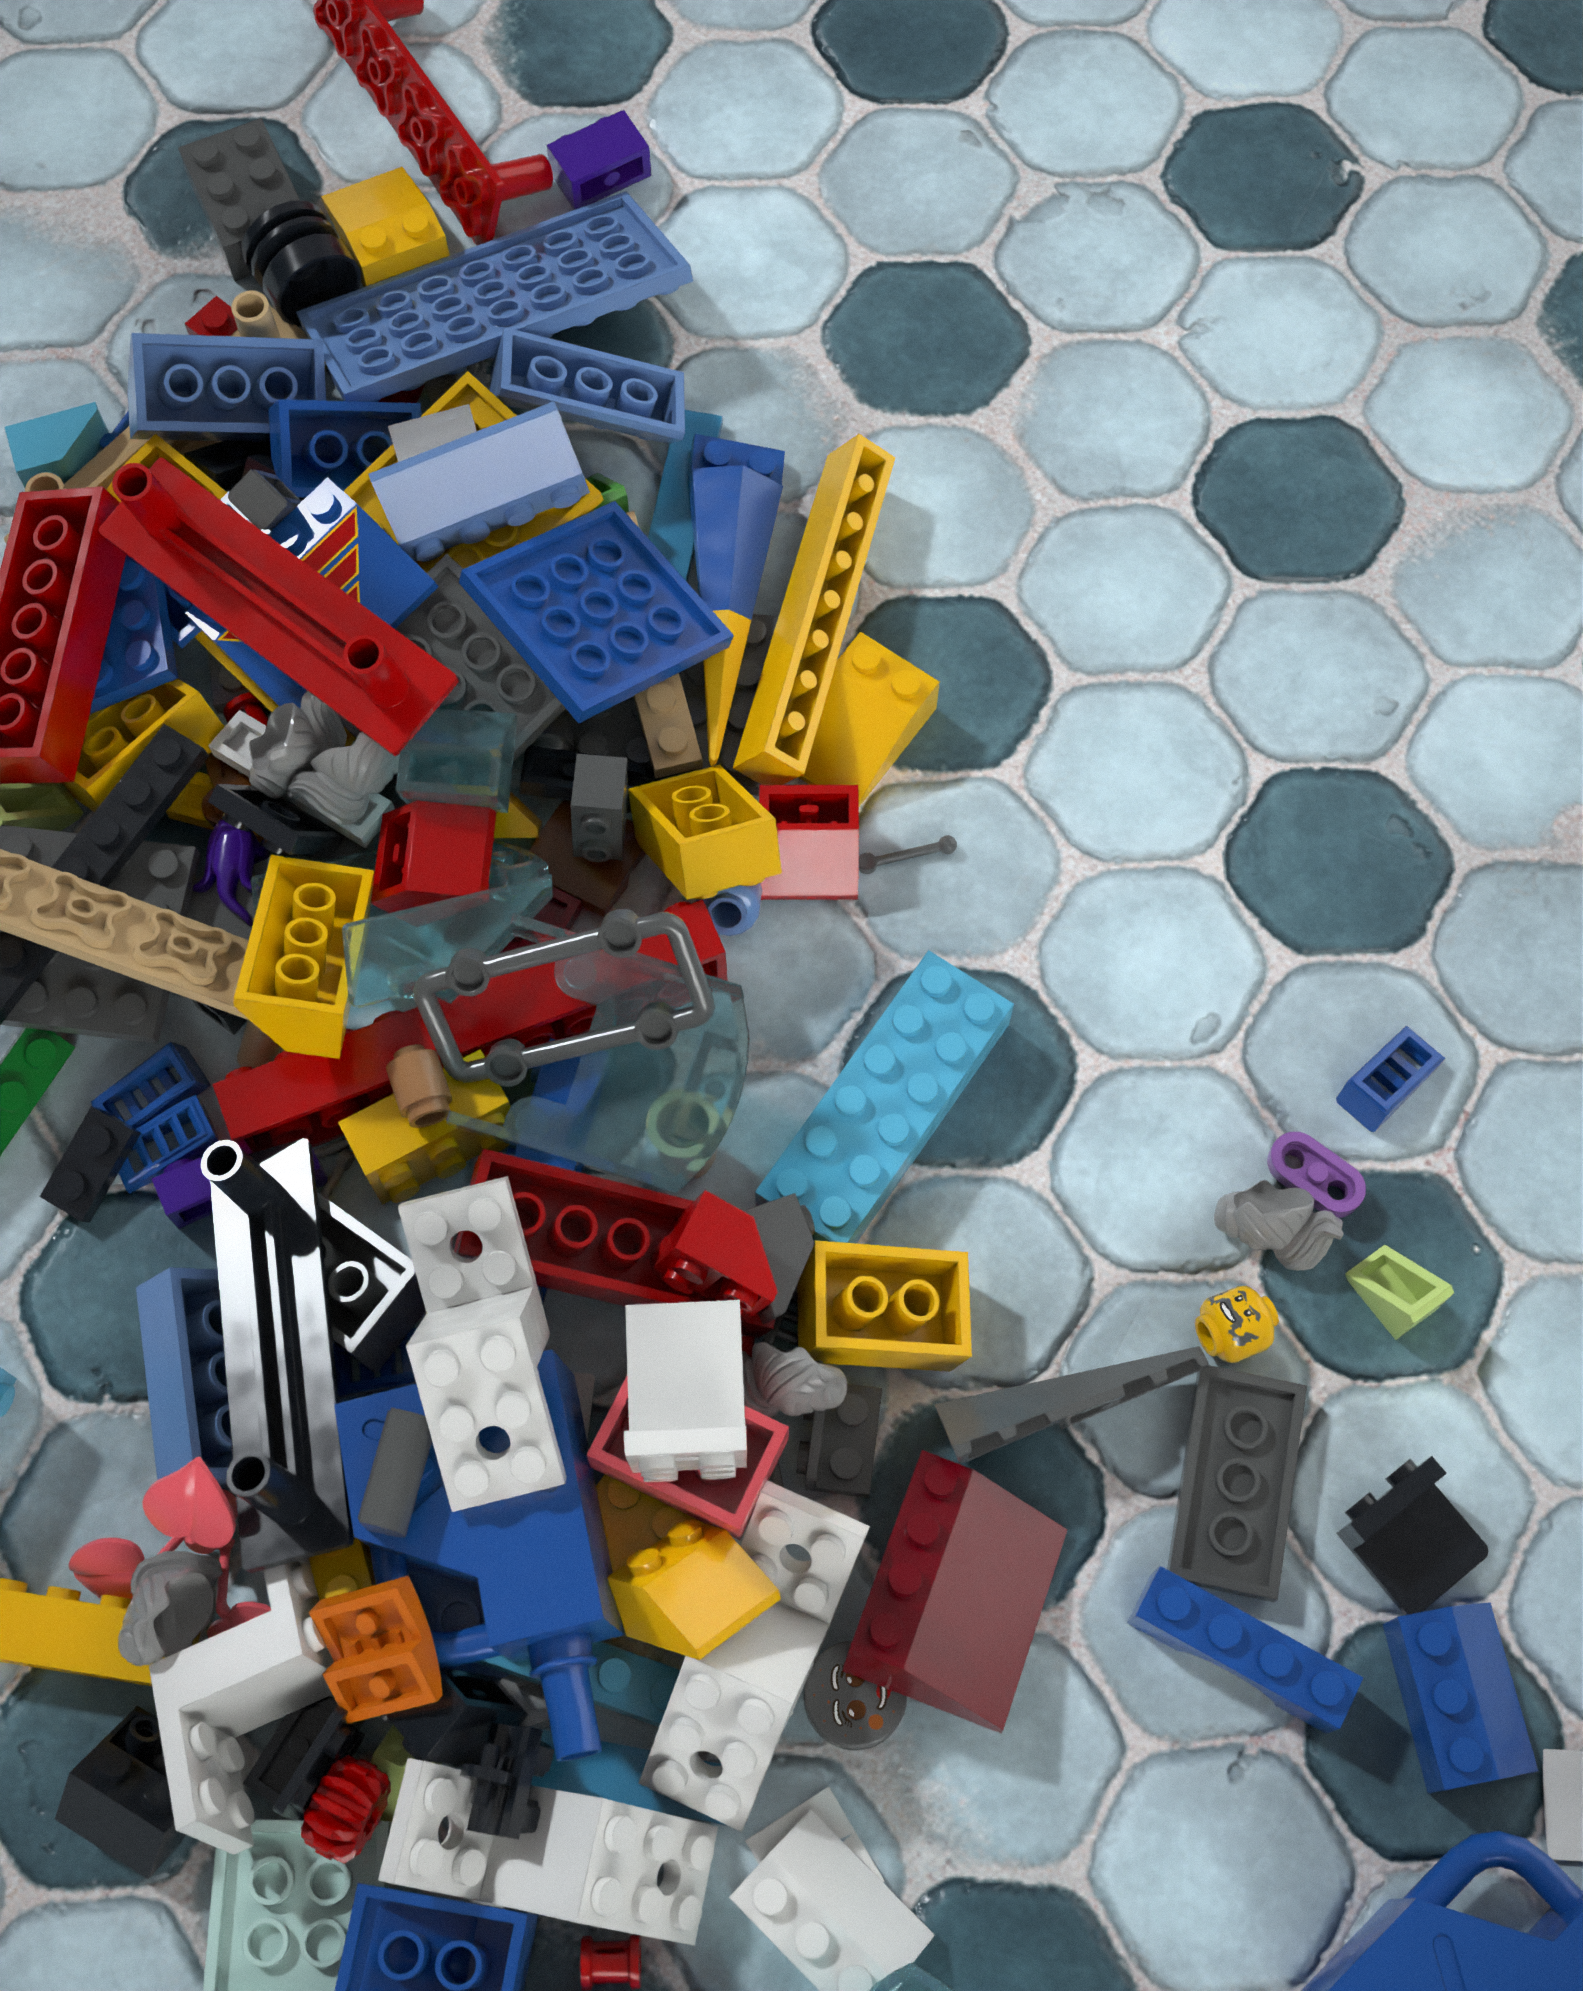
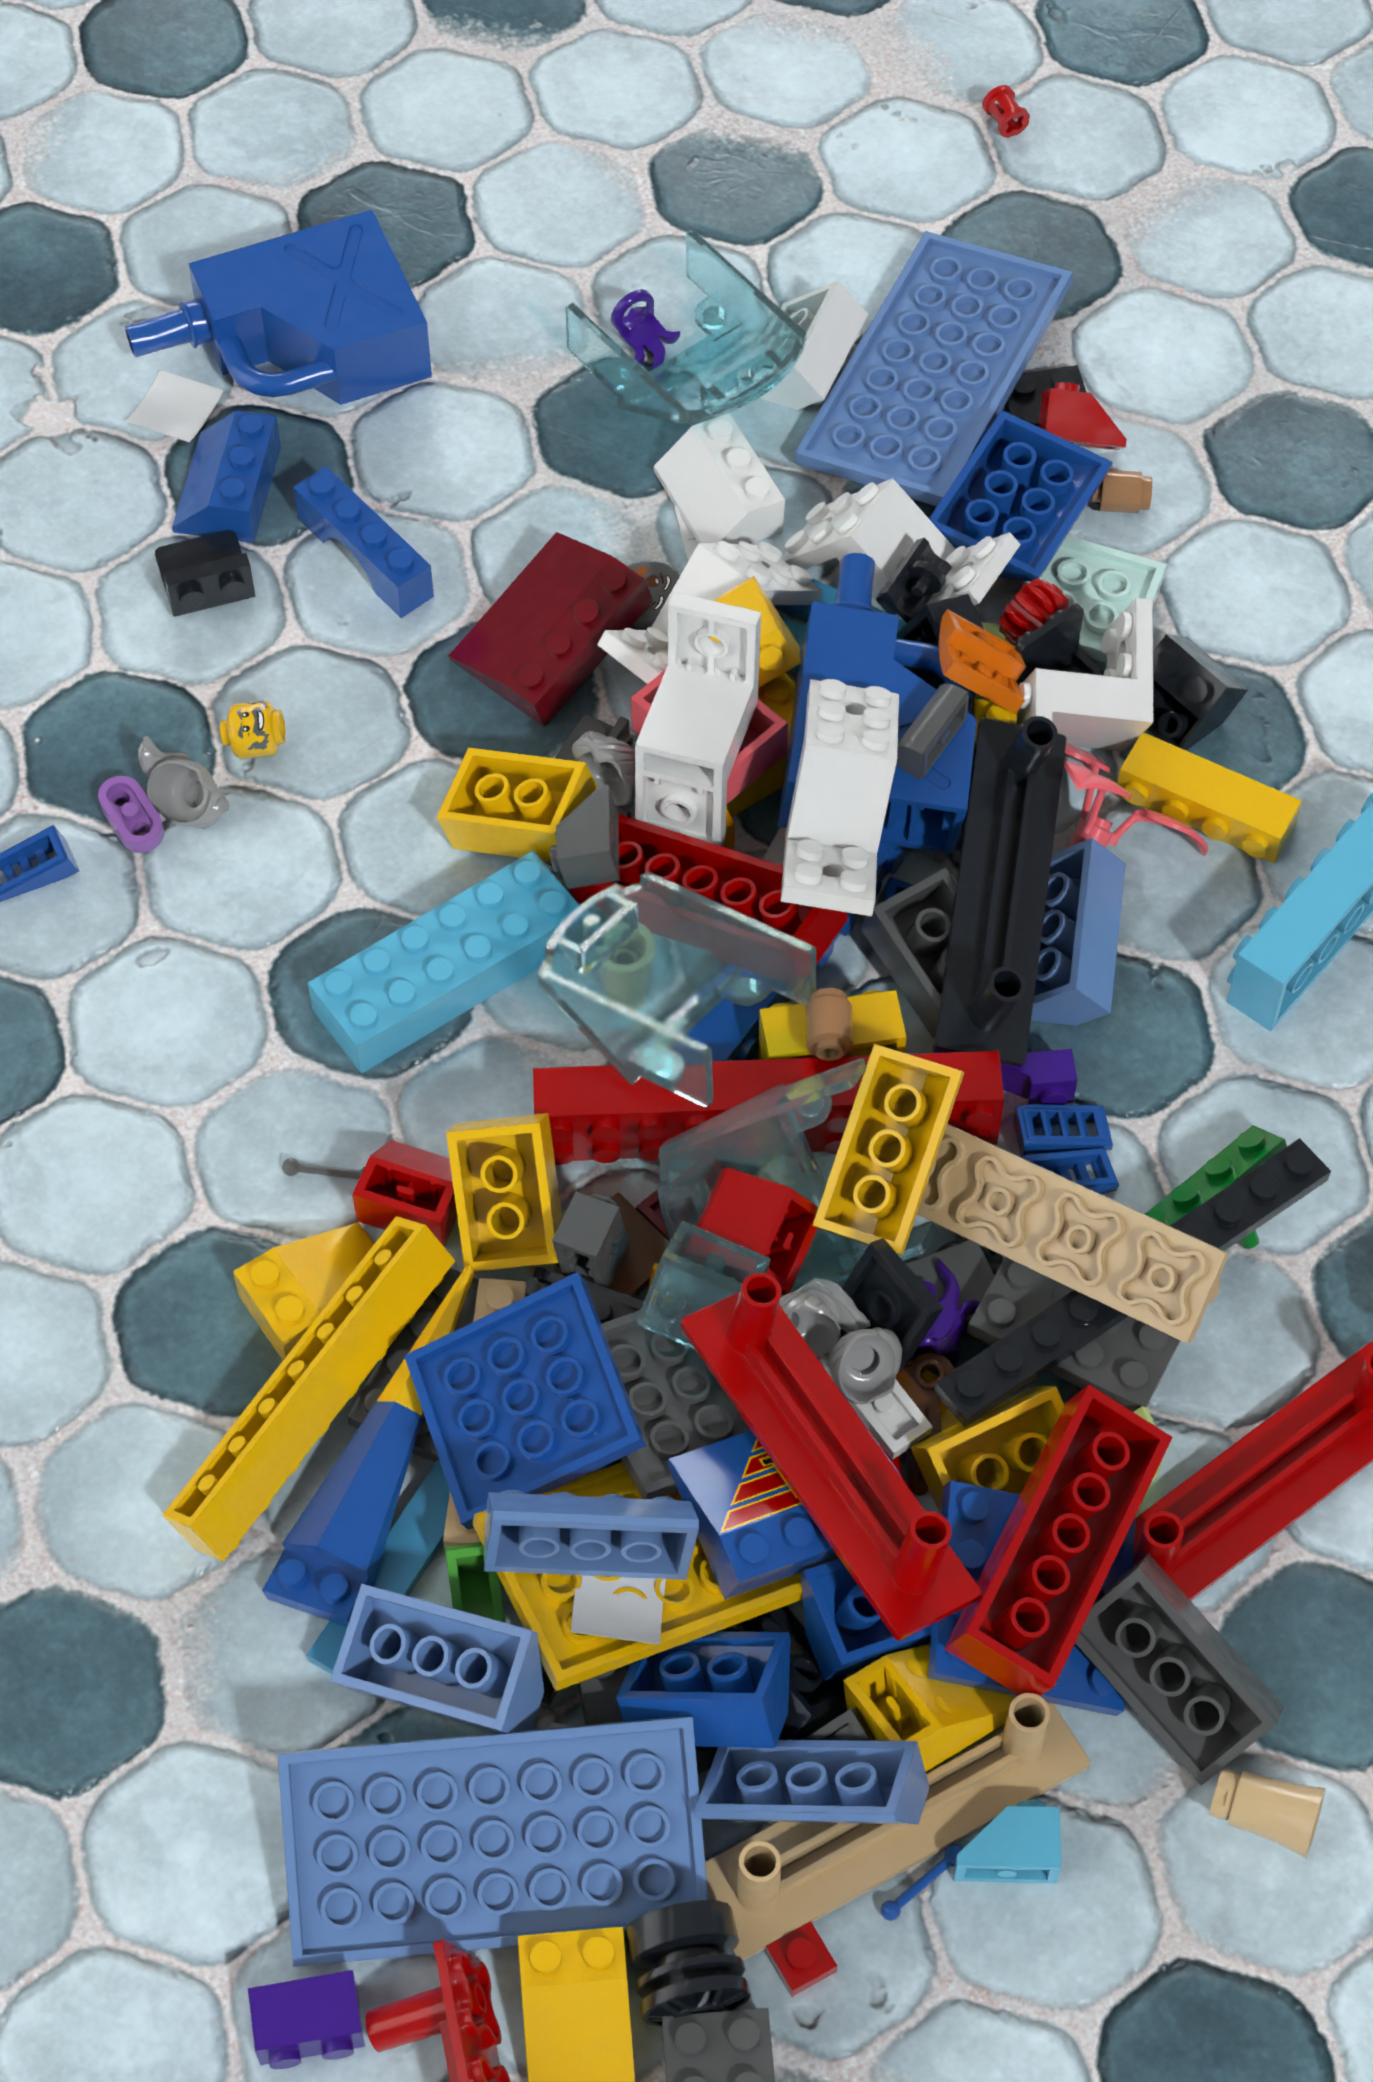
camera: 160 degrees left, 10 degrees down
(90, 1164) = (1128, 1128): black plate -> none
(167, 1605) = (1135, 764): light grey hair -> none
(263, 499) = (804, 1583): dark grey slope -> none
(619, 937) = (750, 1031): dark grey bar -> none
(718, 1256) = (640, 823): red slope -> none
(1006, 1415) = (423, 713): dark grey wedge -> none
(1237, 1482) = (309, 641): dark grey plate -> none
(1398, 1289) = (116, 712): yellowish green slope -> none

